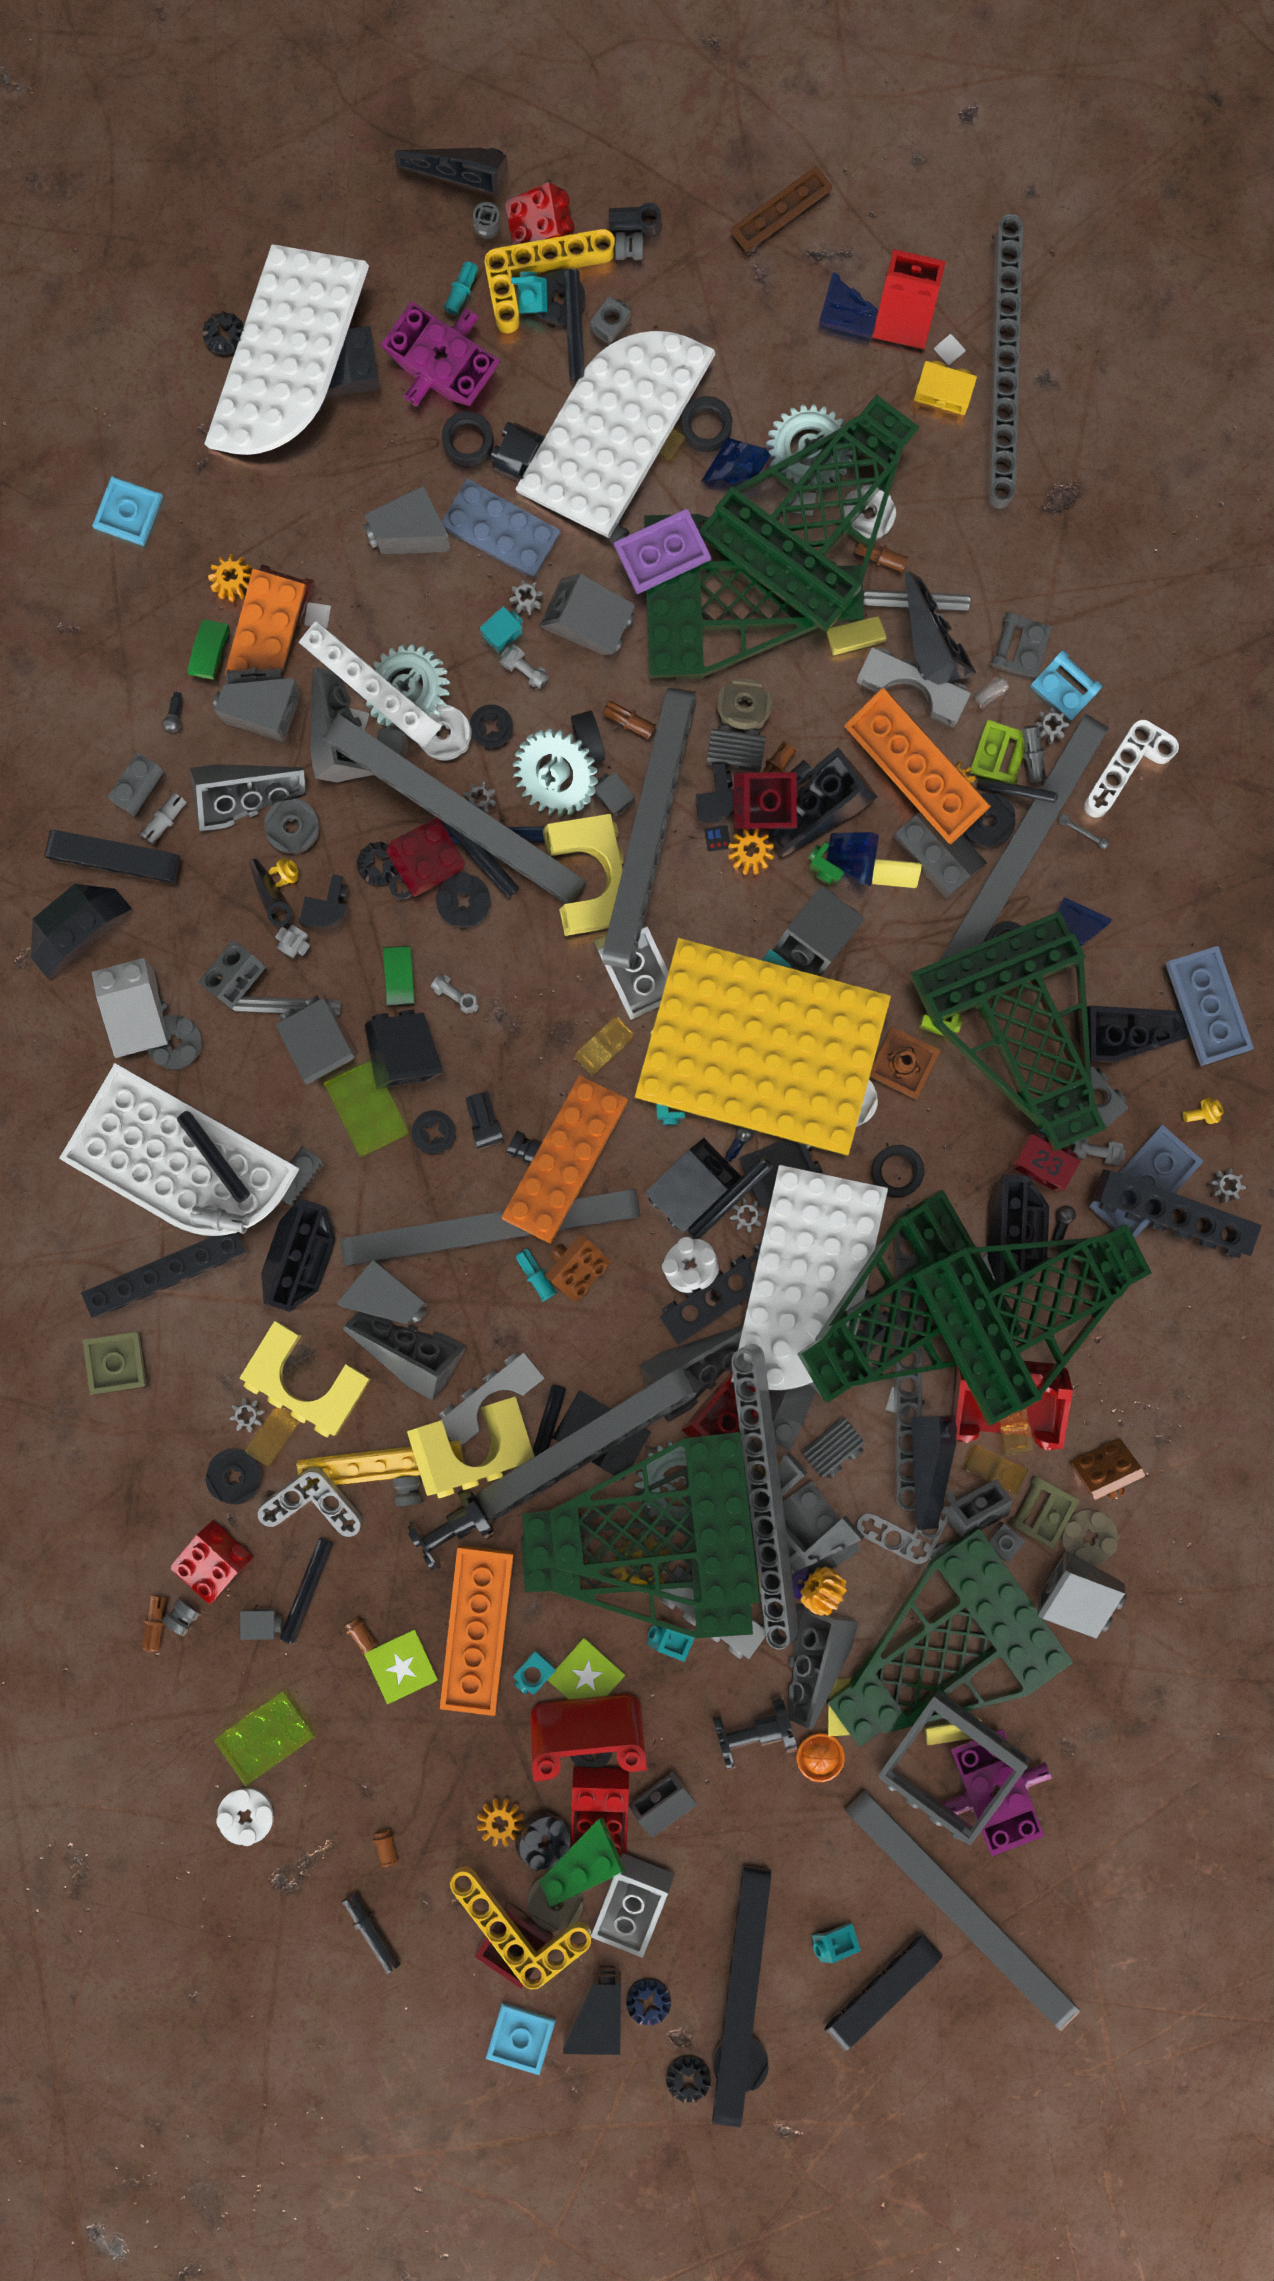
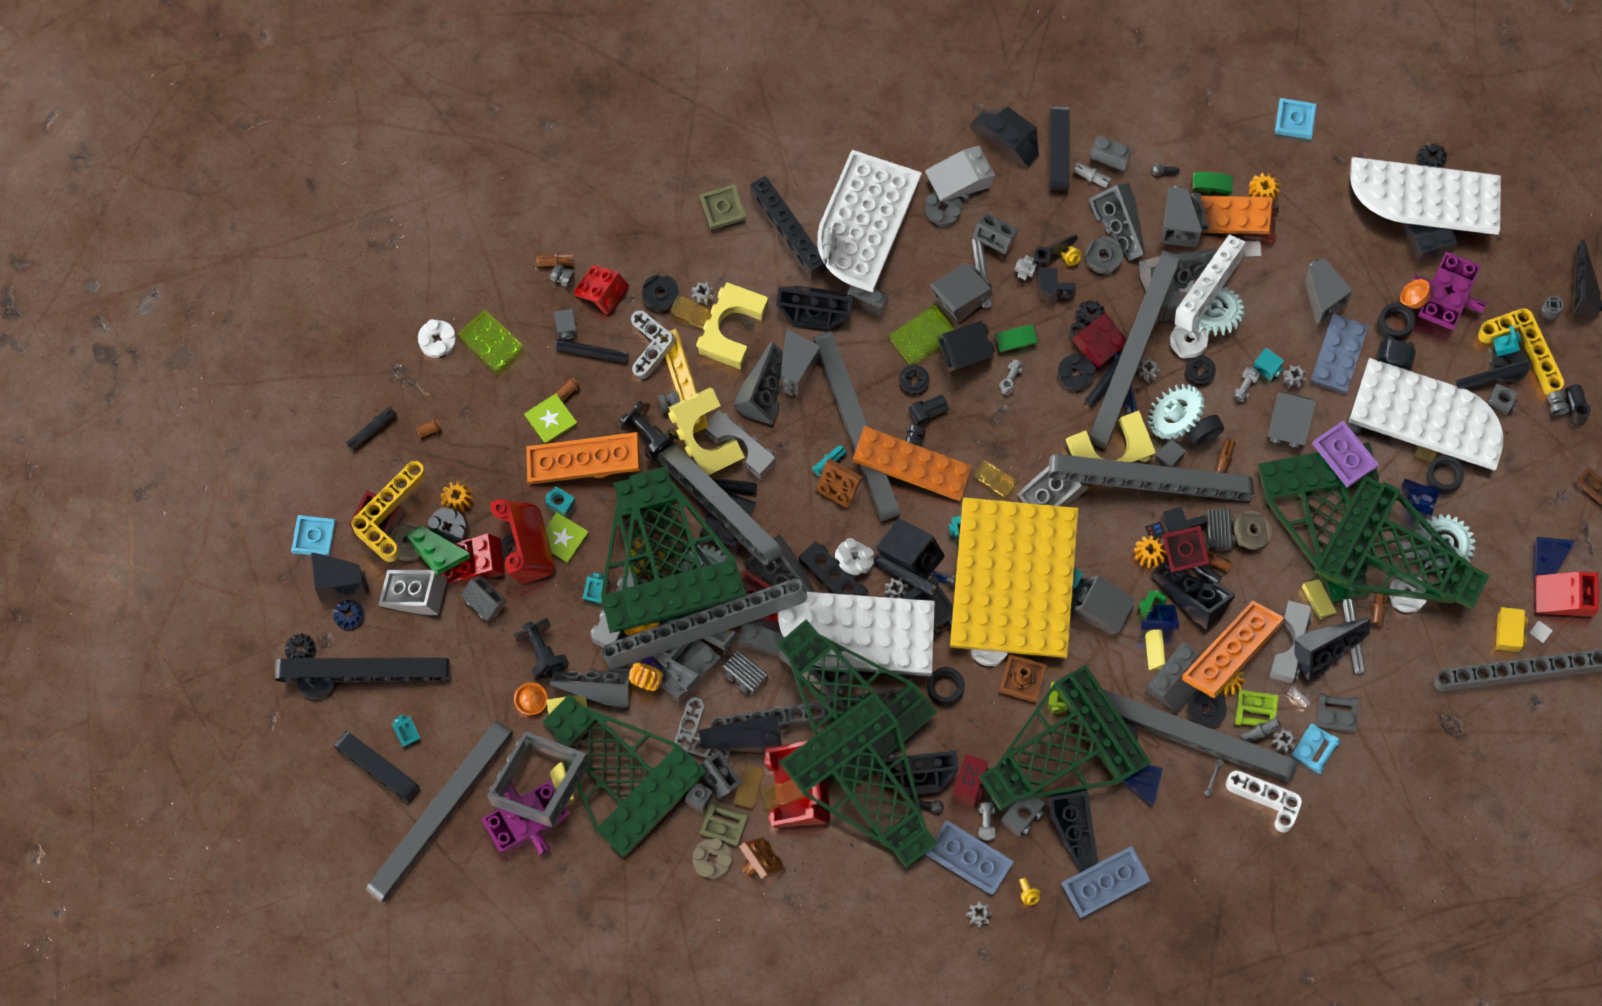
camera: 85 degrees right, 15 degrees down
(213, 1156) = (870, 237): black axle -> none
(437, 400) = (1416, 294): none -> orange hat
(461, 288) = (1501, 300): teal axle -> none
(539, 214) = (1565, 342): red bracket -> none
(1018, 790) = (1232, 722): black bar -> none
(1080, 1596) = (669, 852): slope -> none
(1242, 1231) = (964, 827): black brick -> none

